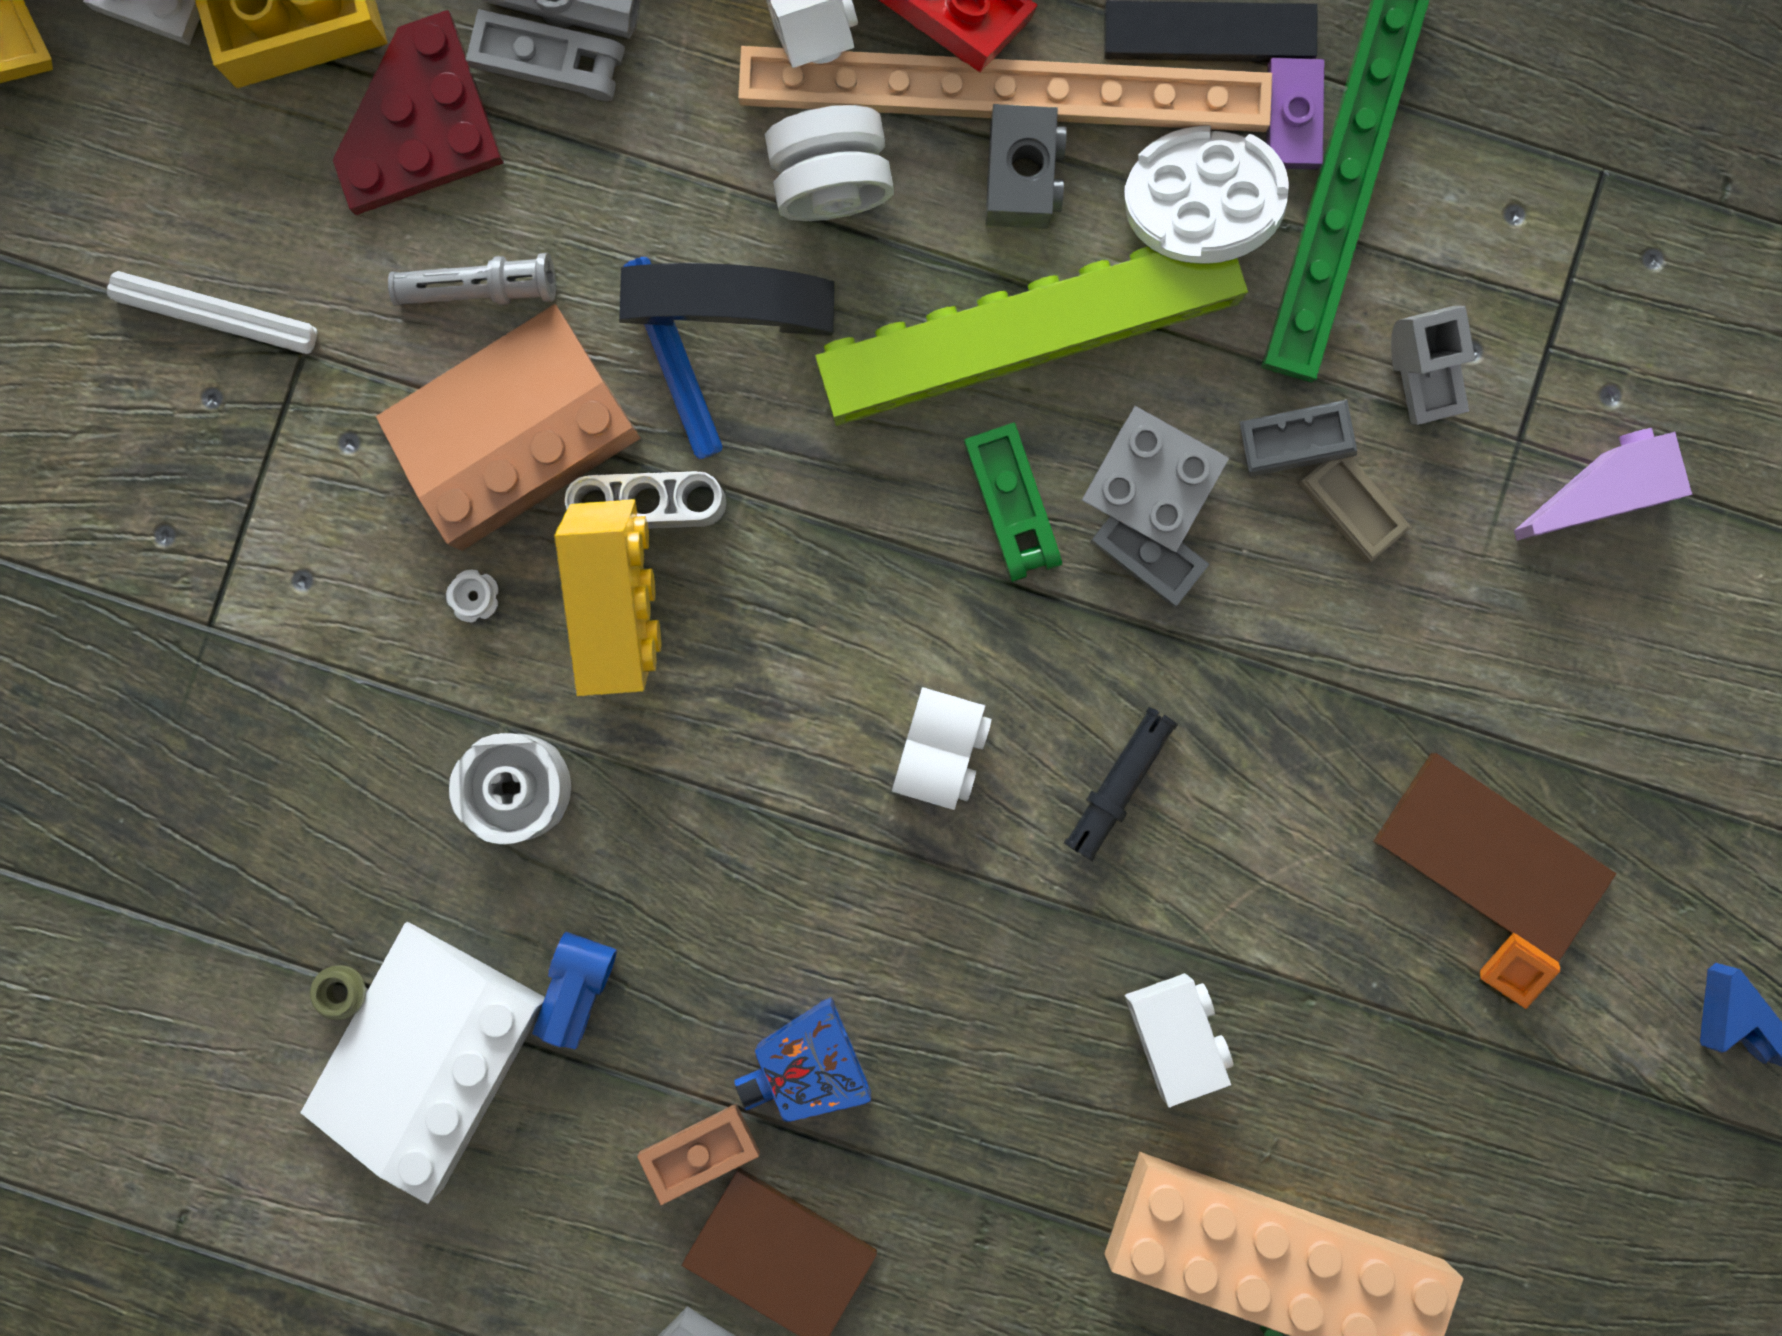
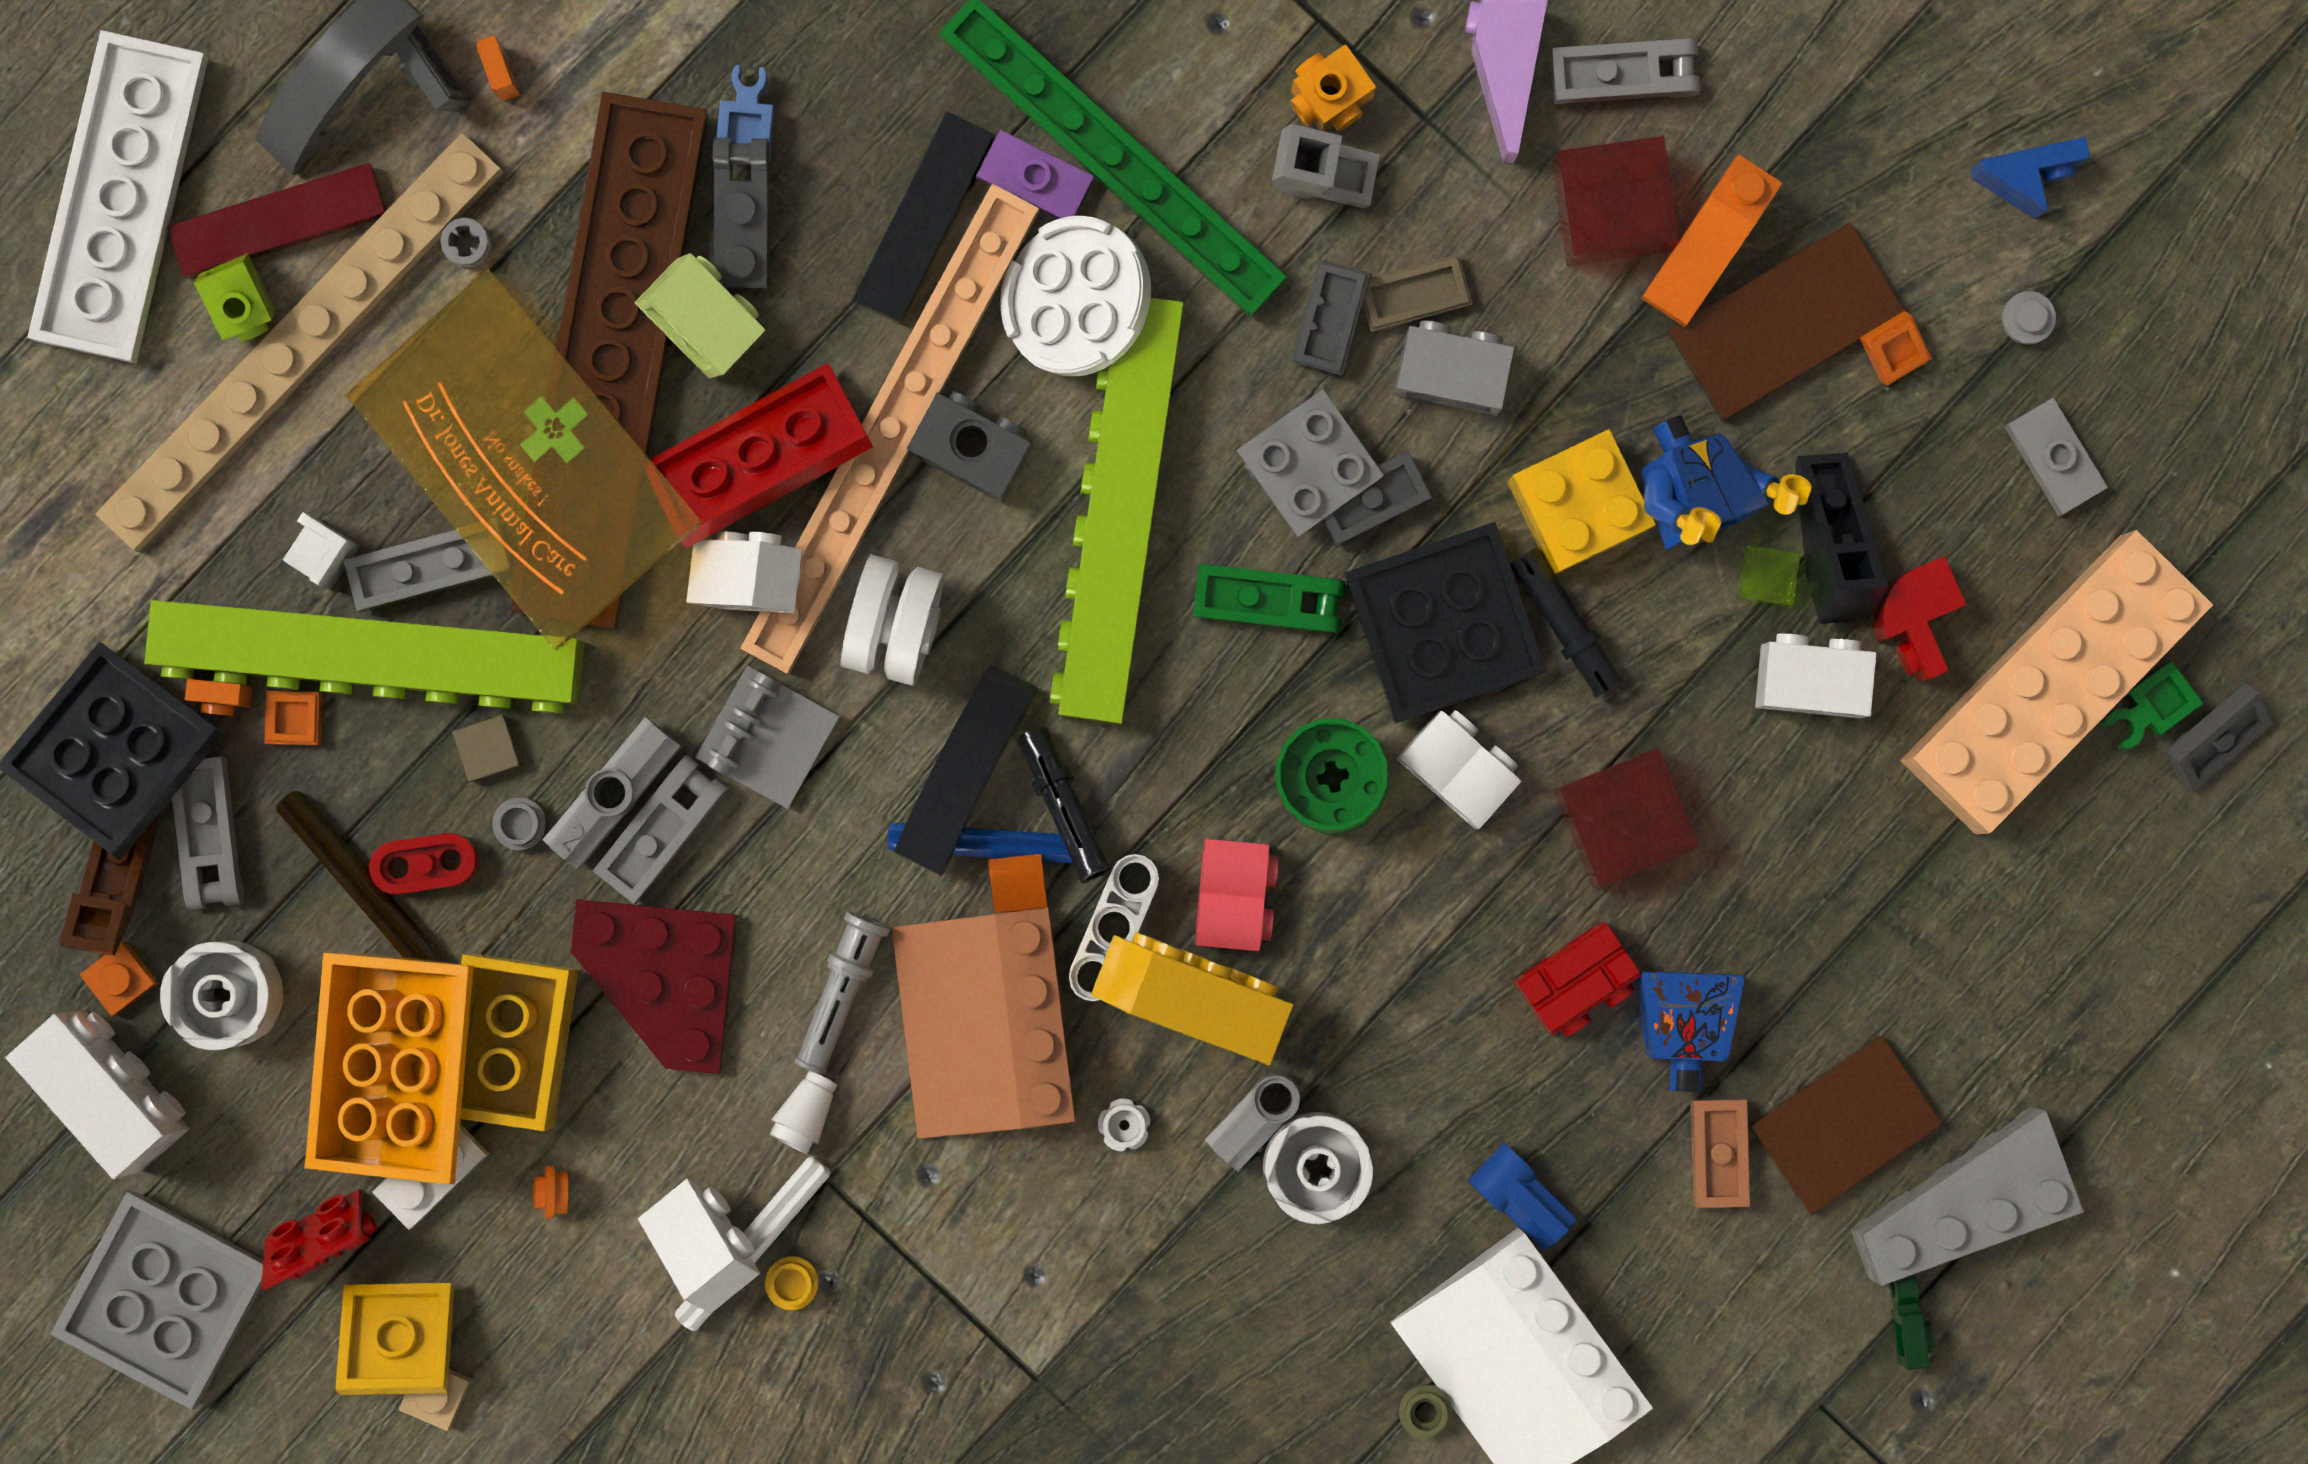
camera: 70 degrees left, 0 degrees up
(173, 110) = (550, 1192): none -> orange plate
(178, 258) = (700, 1245): none -> white brick
(192, 364) = (791, 1283): none -> yellow plate
(348, 302) = (804, 1113): none -> white cone
(529, 710) = (1251, 1123): none -> light grey piece
(646, 395) = (1017, 883): none -> orange tile
(674, 112) = (767, 737): none -> light grey hinge
(727, 595) = (1234, 895): none -> coral brick
(751, 385) = (1040, 750): none -> black pin
(796, 948) = (1578, 979): none -> red brick
(879, 601) = (1305, 761): none -> green wheel
(966, 923) = (1625, 818): none -> clear red brick
(1067, 672) = (1444, 622): none -> black plate
(1238, 745) = (1580, 502): none -> yellow brick
(1252, 951) = (1768, 576): none -> clear neon green tile
(1284, 1094) = (1907, 608): none -> red brick
(1304, 570) = (1454, 368): none -> light grey brick
(1308, 856) = (1708, 486): none -> blue torso
(1315, 1001) = (1838, 542): none -> black slope
(1490, 1167) = (2055, 457): none -> light grey plate
(1509, 338) = (1337, 73): none -> light orange brick
(1532, 646) = (1615, 201): none -> clear red brick
(1540, 752) = (1711, 240): none -> orange slope
(1607, 1081) = (2028, 317): none -> light grey plate
(1654, 600) = (1623, 71): none -> light grey plate

